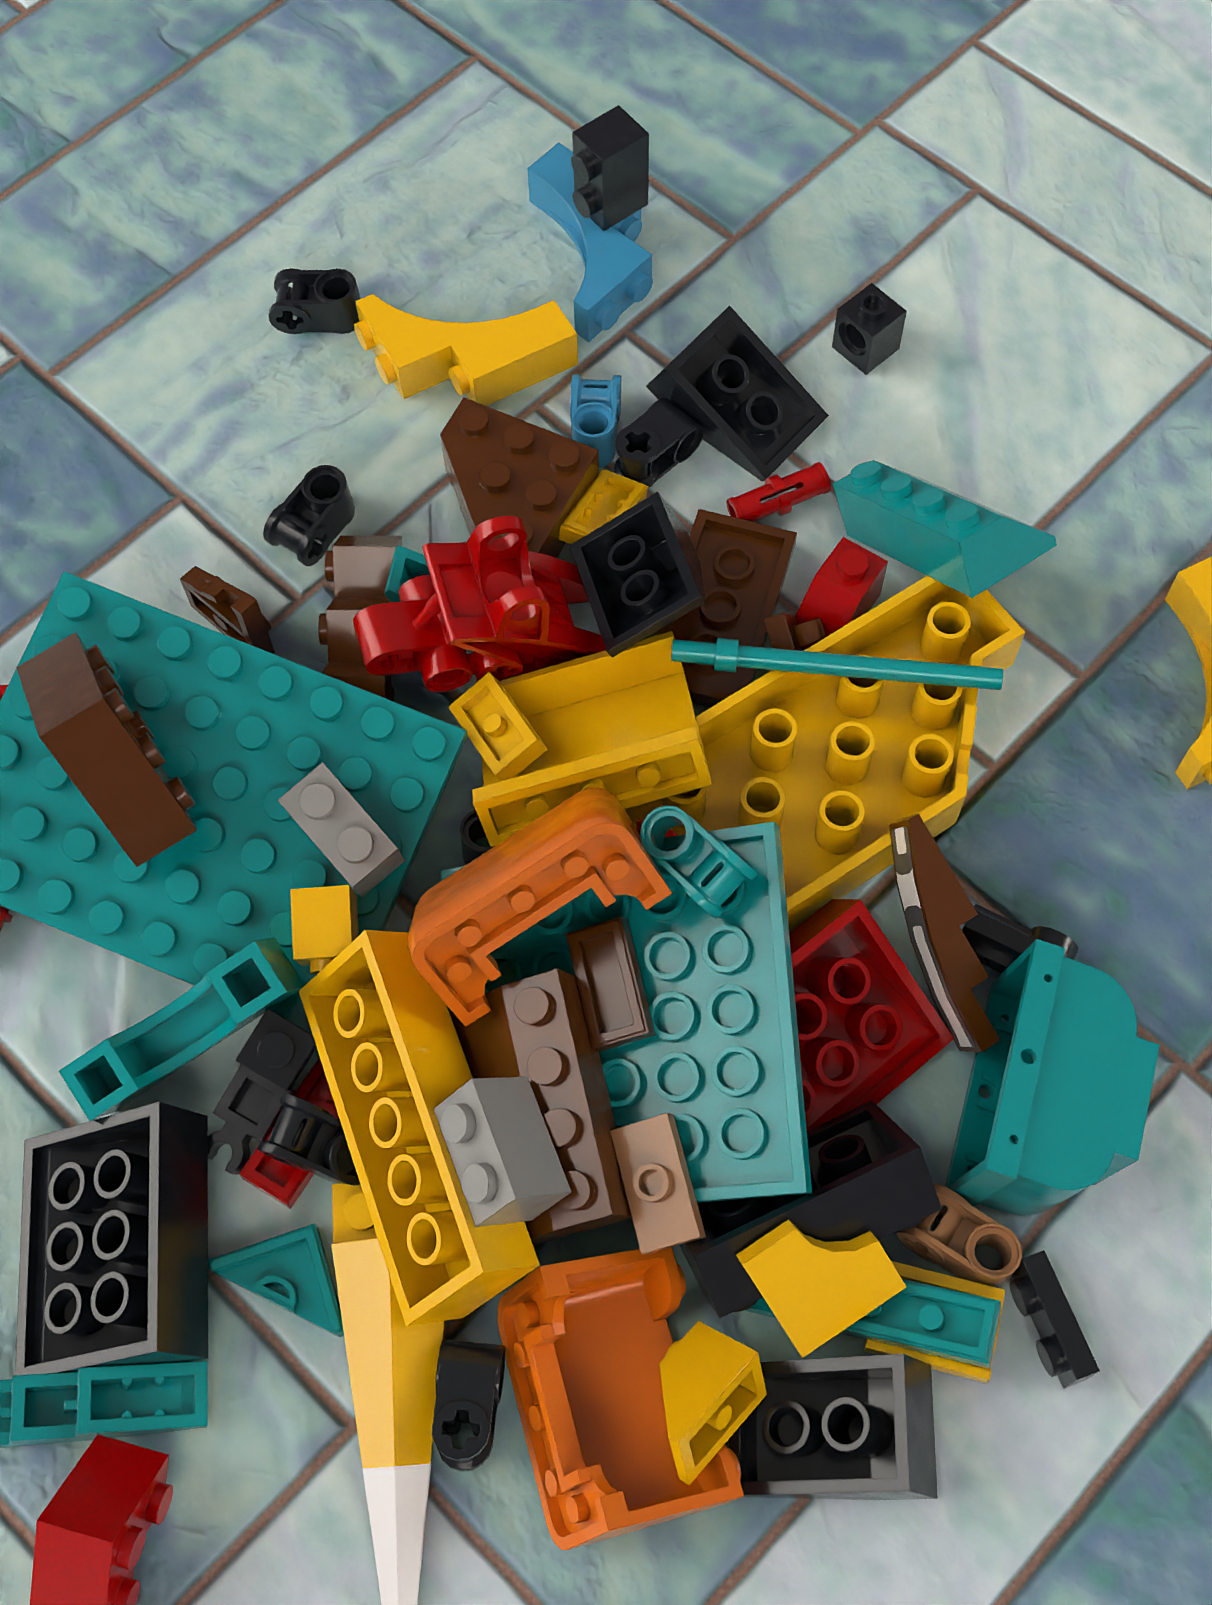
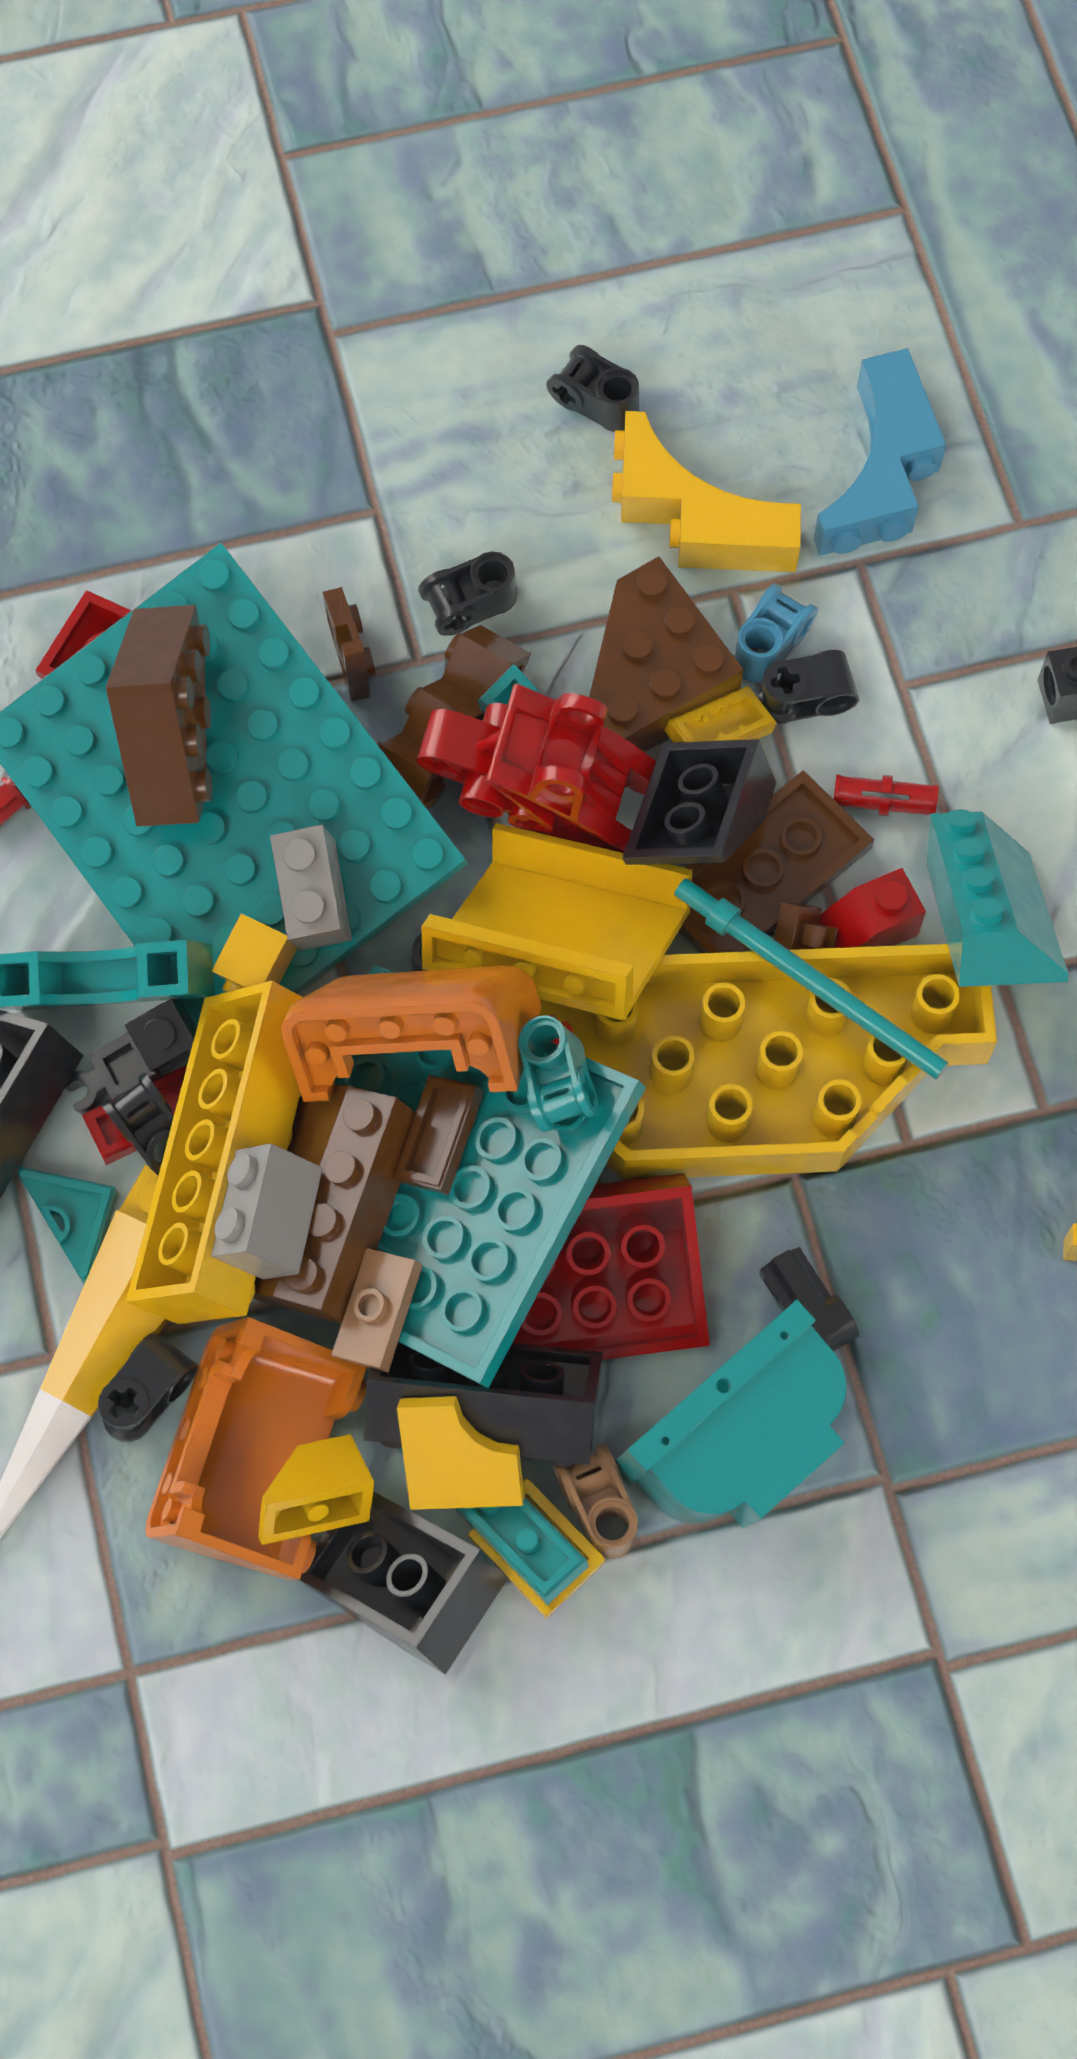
camera: 30 degrees right, 5 degrees up
(497, 728) = (495, 871): yellow plate -> none
(610, 168) = (920, 408): black brick -> none
(740, 395) = (911, 685): black slope -> none
(933, 912) = (748, 1233): reddish brown slope -> none
(1062, 1341) = (619, 1628): black plate -> none

